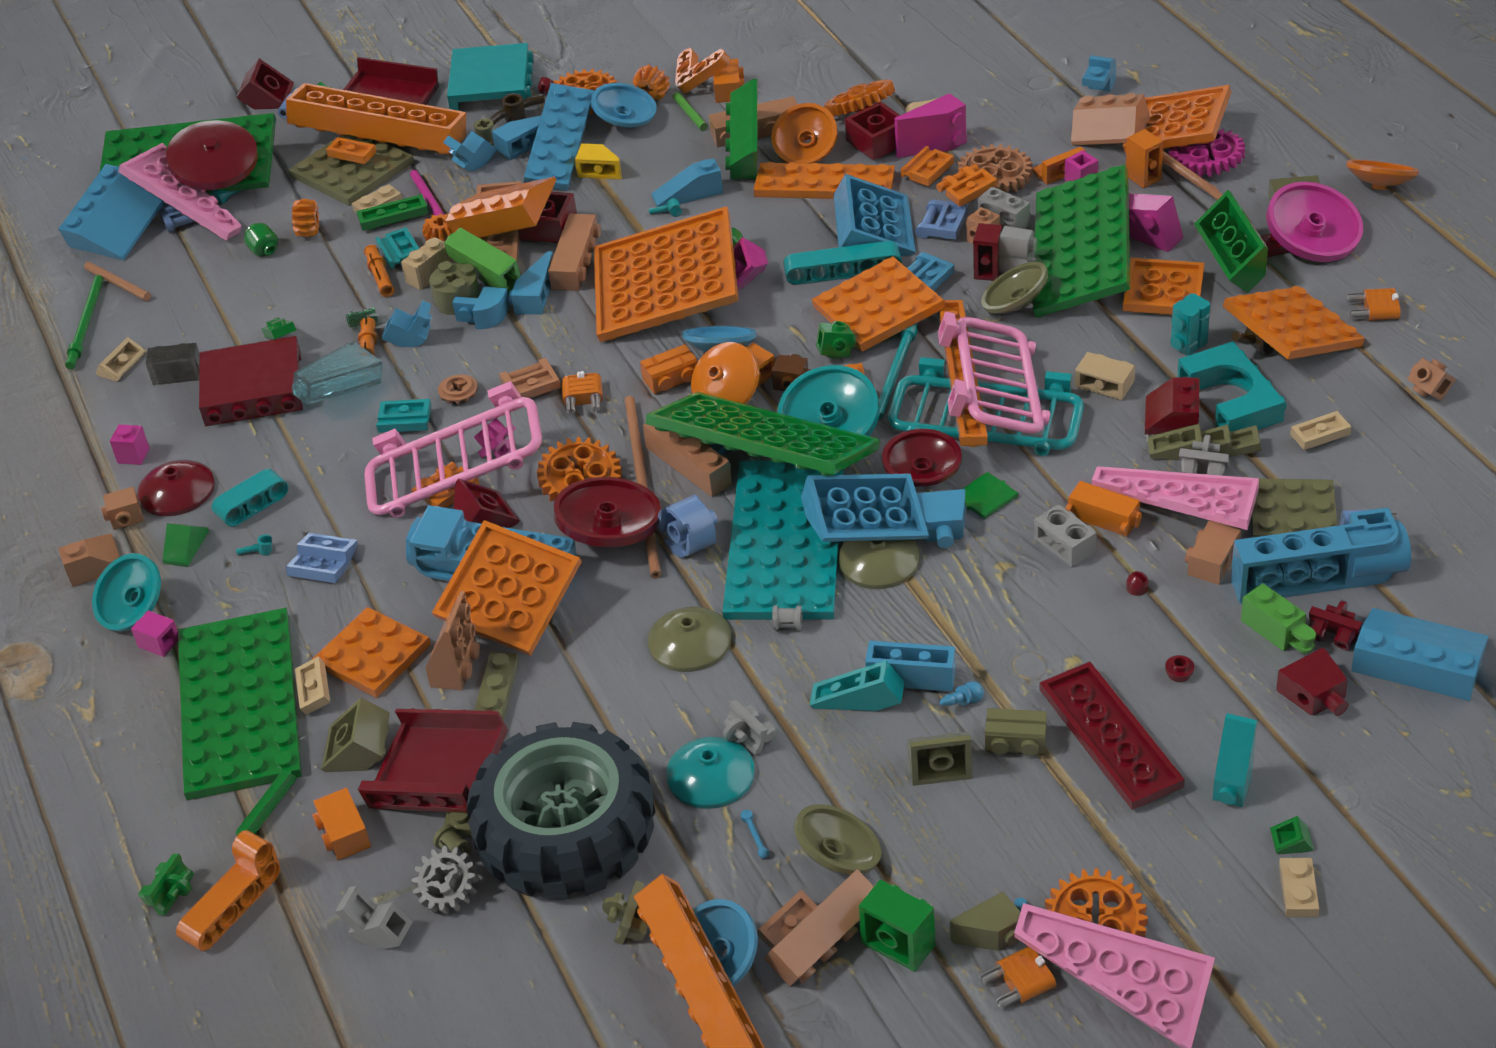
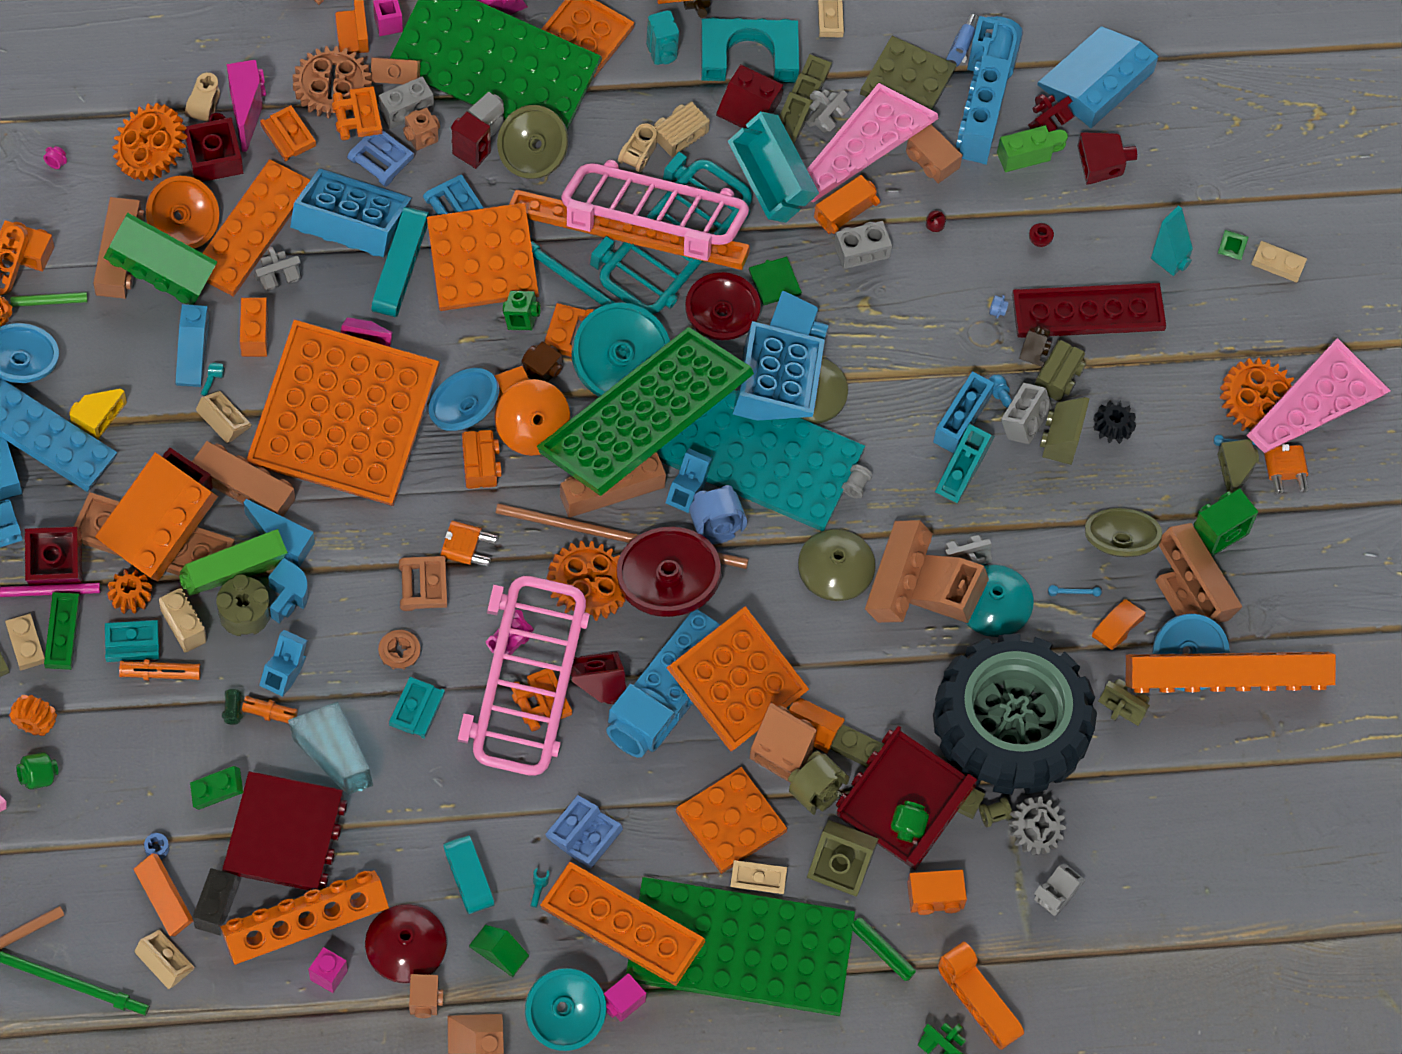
camera: 80 degrees left, 20 degrees up
(174, 413) = (318, 920): none -> orange brick
(181, 333) = (163, 894): none -> orange tile
(219, 323) = (161, 839): none -> medium blue bush
(224, 603) = (623, 923): none -> orange plate
(405, 765) = (909, 821): none -> green head
(423, 684) = (817, 782): none -> olive brick
(449, 178) = (53, 556): none -> dark red brick
(493, 666) = (824, 722): none -> orange panel
(637, 222) = (222, 416): none -> tan slope
(690, 717) = (950, 586): none -> nougat slope
(695, 675) = (898, 571): none -> nougat brick
(720, 874) = (1118, 623): none -> orange slope
(721, 500) = (689, 480): none -> dark azure brick
(733, 197) = (254, 327): none -> orange brick
(791, 200) = (267, 274): none -> light grey hips
(819, 69) = (55, 157): none -> dark pink plate
(940, 707) = (1026, 413): none -> light grey brick
(980, 797) = (1114, 422): none -> black gear
(1029, 694) = (1036, 346): none -> dark brown brick
(1031, 192) = (394, 70): none -> nougat plate
(1064, 659) = (998, 306): none -> medium blue plate
(1065, 356) = (638, 151): none -> tan piece
(1100, 437) = (773, 167): none -> teal piece

